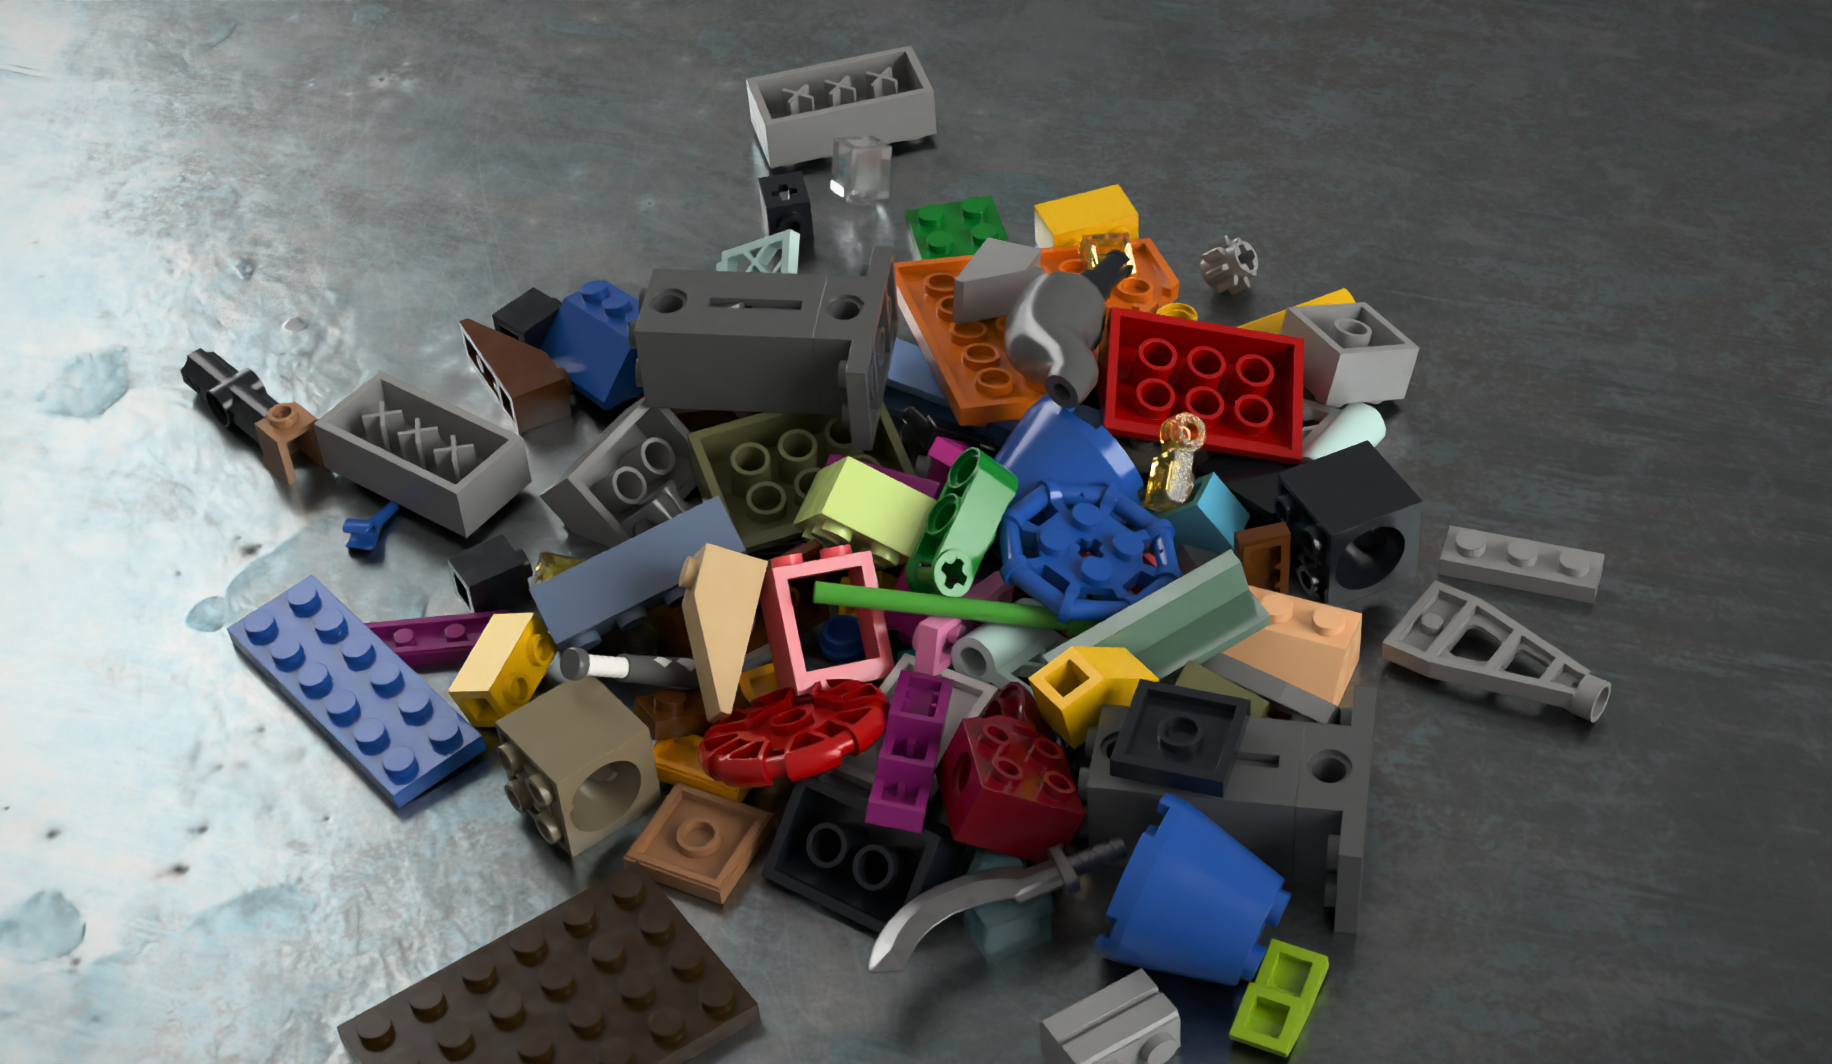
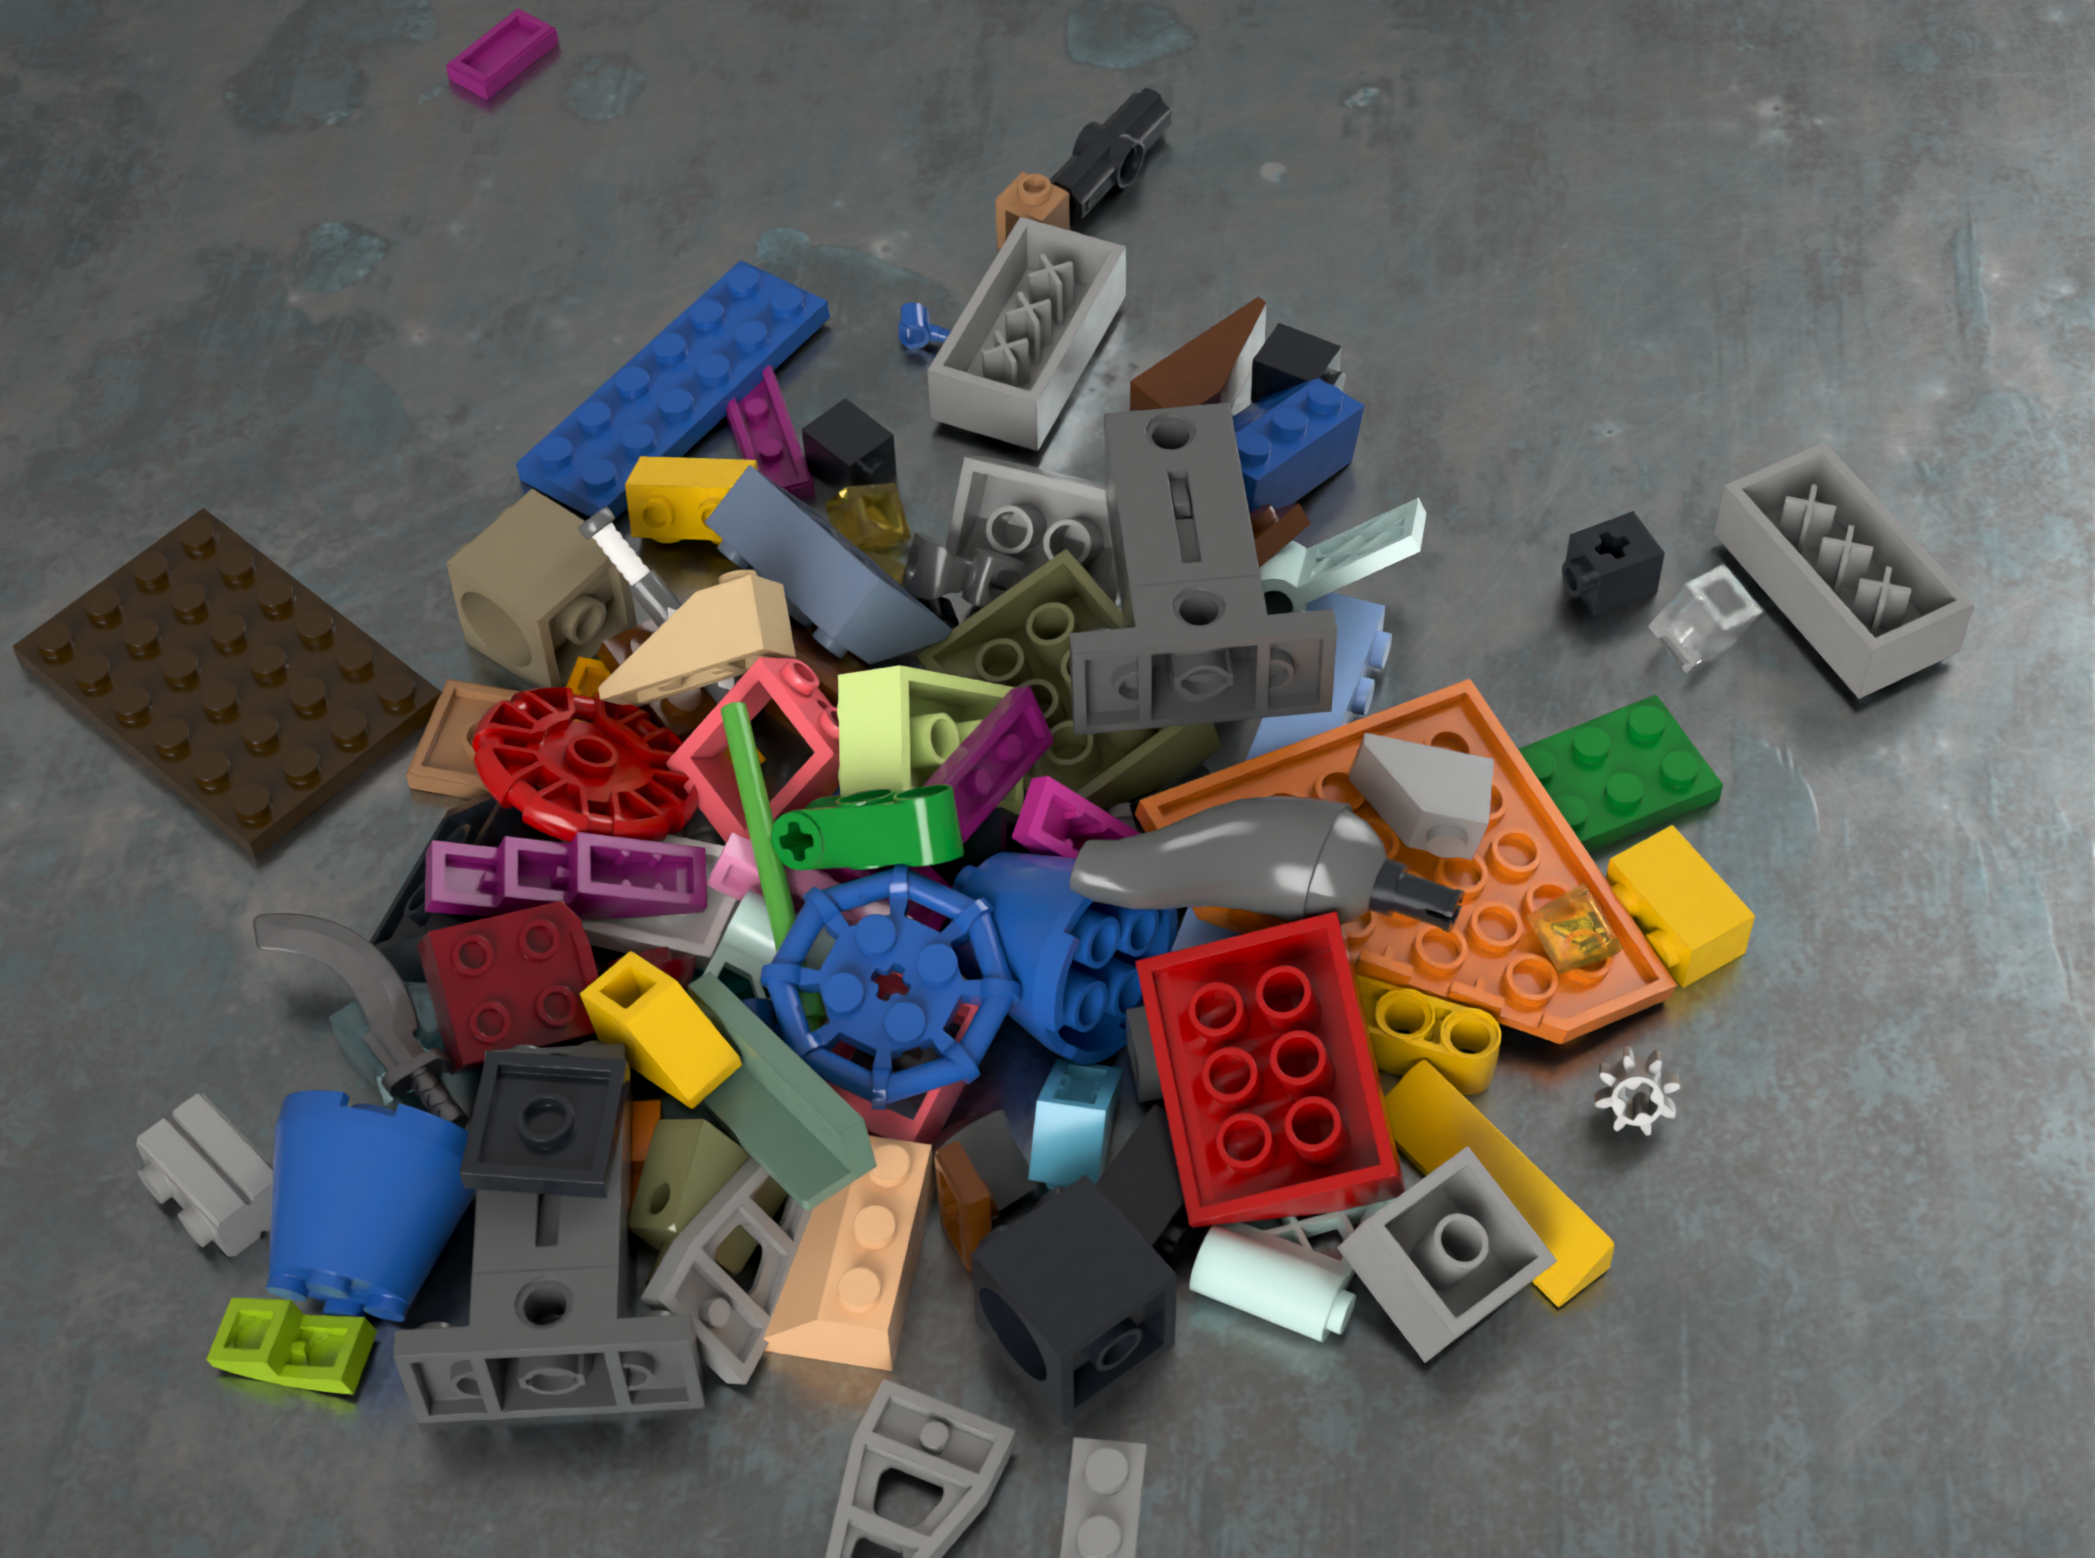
camera: 75 degrees right, 10 degrees up
(1171, 472) = (1080, 1064): clear yellow plate -> none

